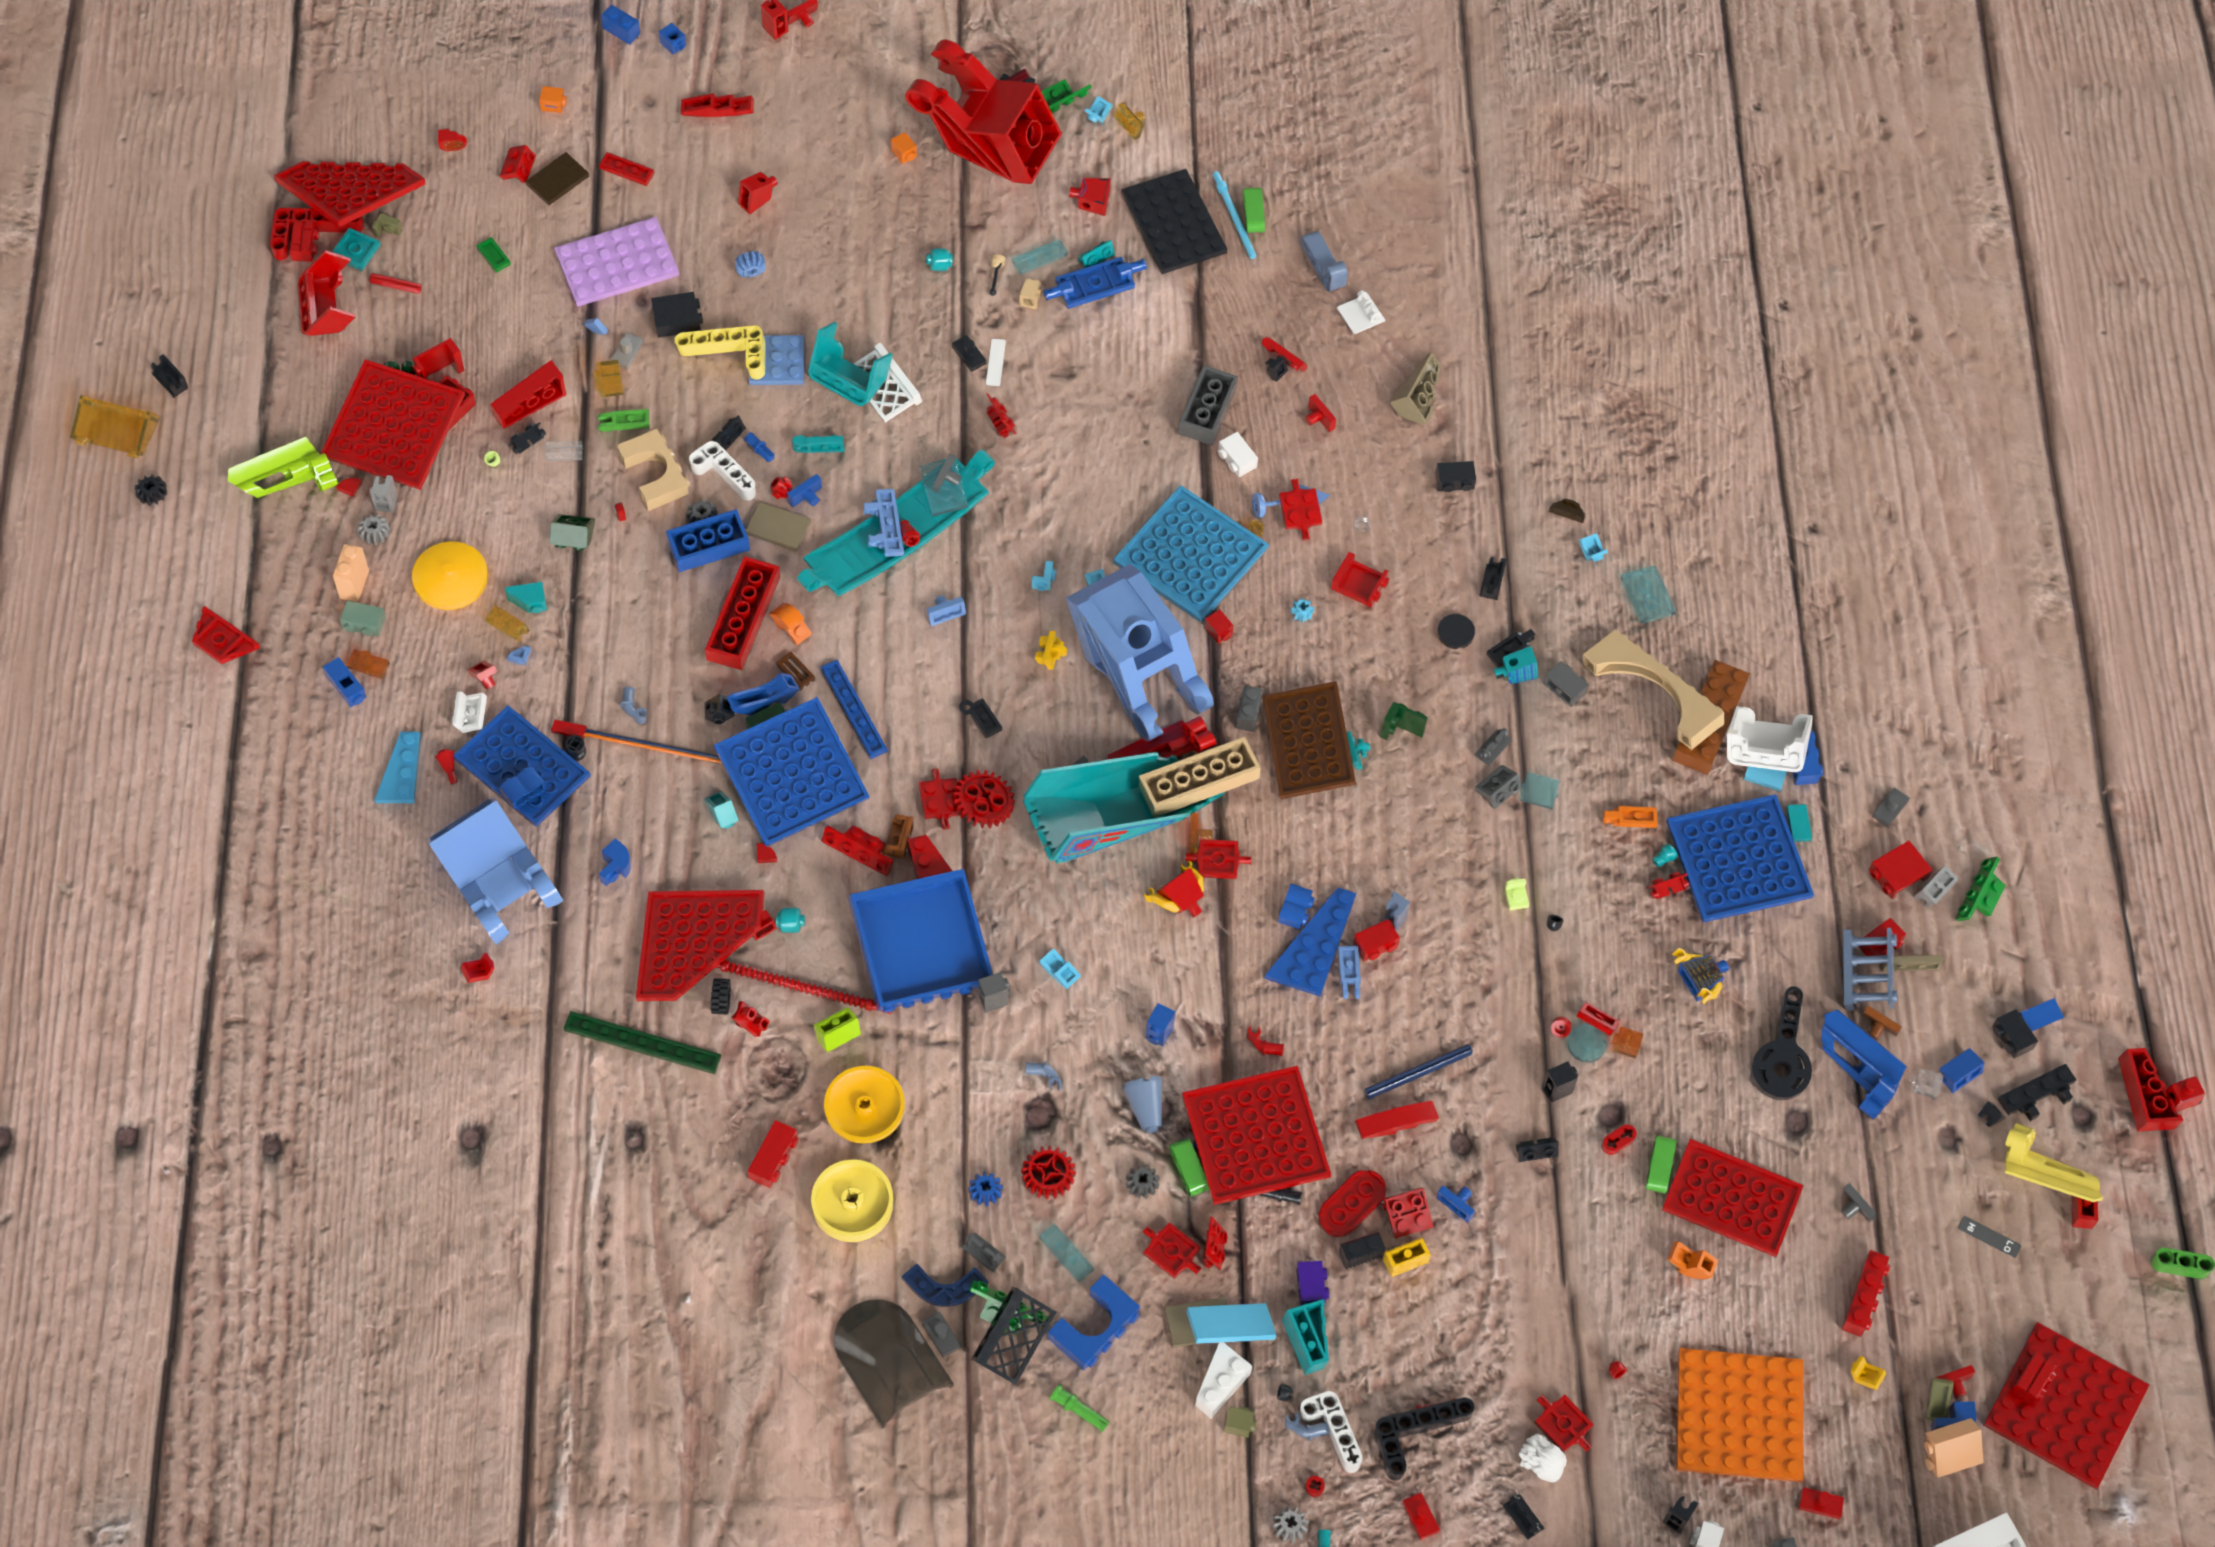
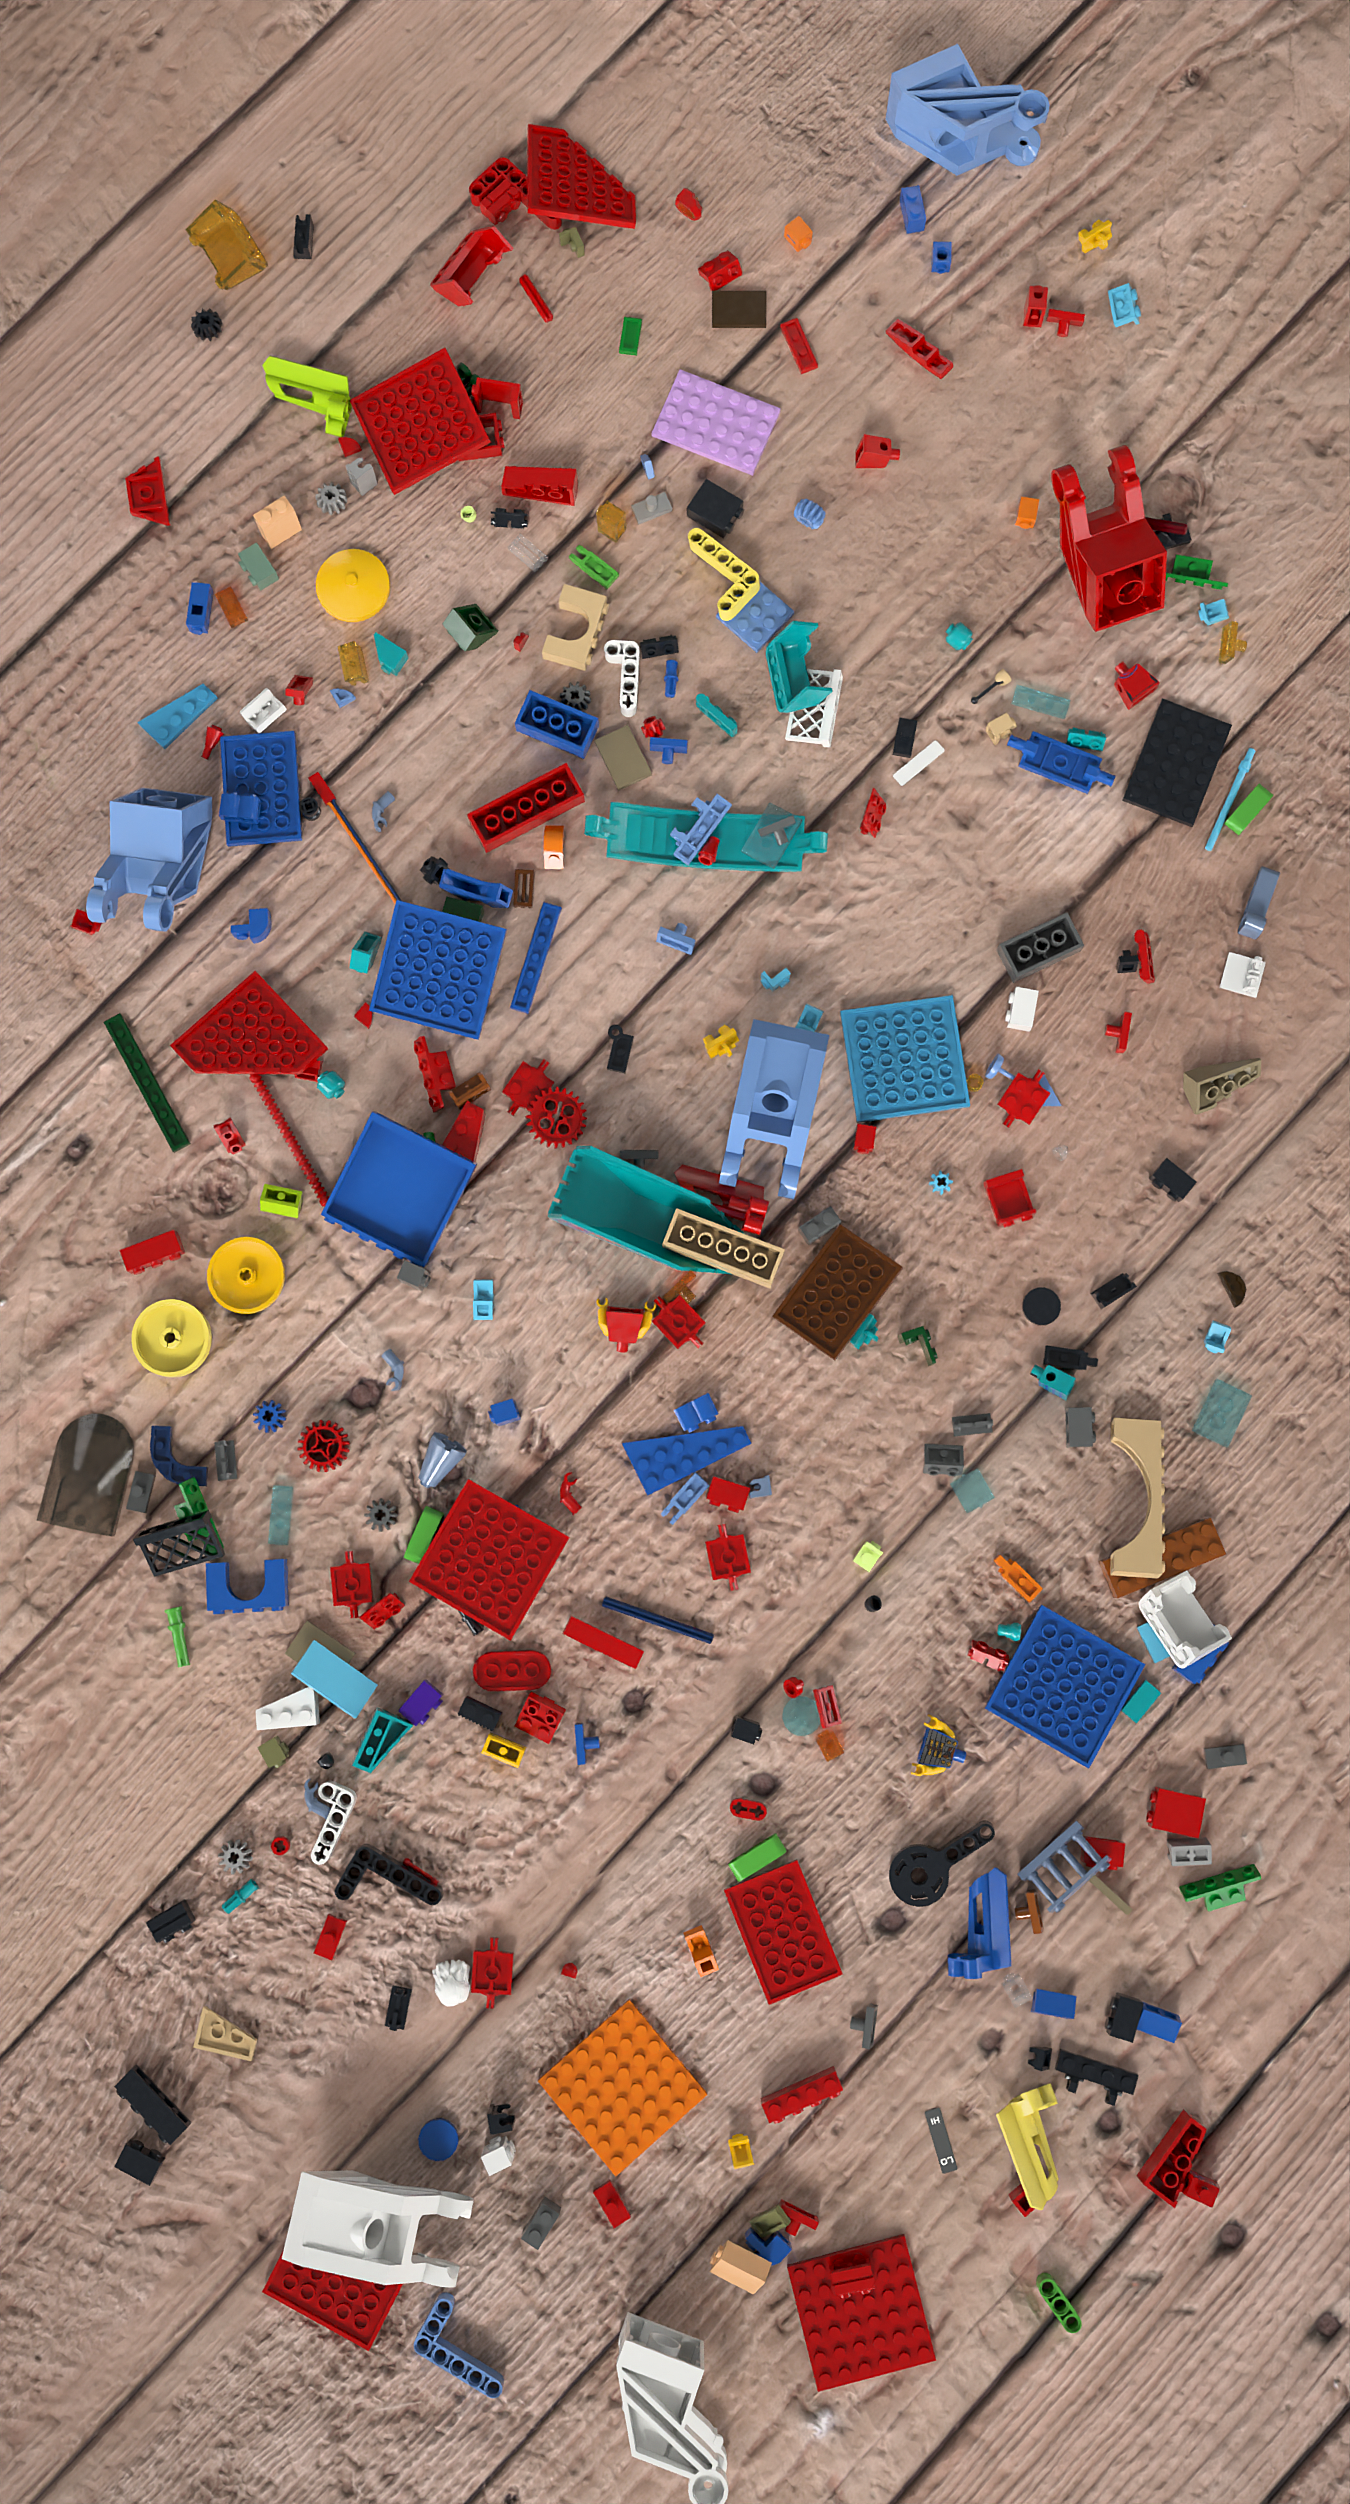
camera: 50 degrees right, 20 degrees up
(357, 247) = (532, 242): teal plate -> none
(720, 996) = (225, 1099): black tyre -> none
(1422, 983) = (728, 1557): none -> red plate
(1543, 1149) = (686, 1764): black hinge -> none

